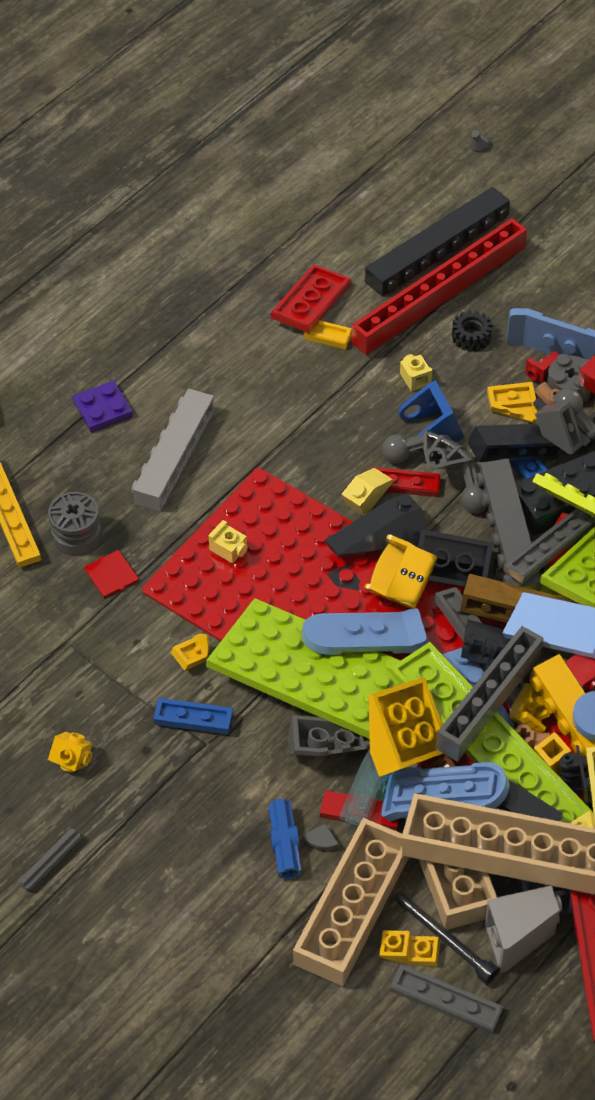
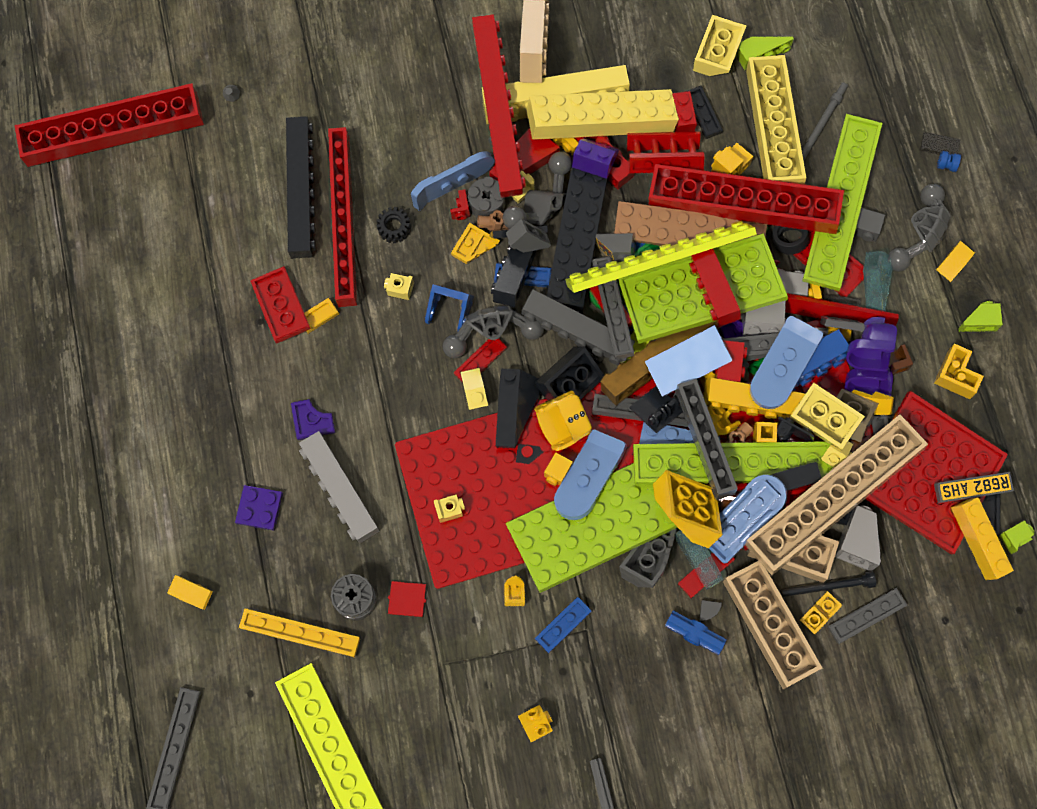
camera: 50 degrees left, 20 degrees up
(223, 388) = (309, 420): none -> dark purple tile
(348, 601) = (557, 469): none -> yellow brick
(361, 81) = (108, 125): none -> red brick

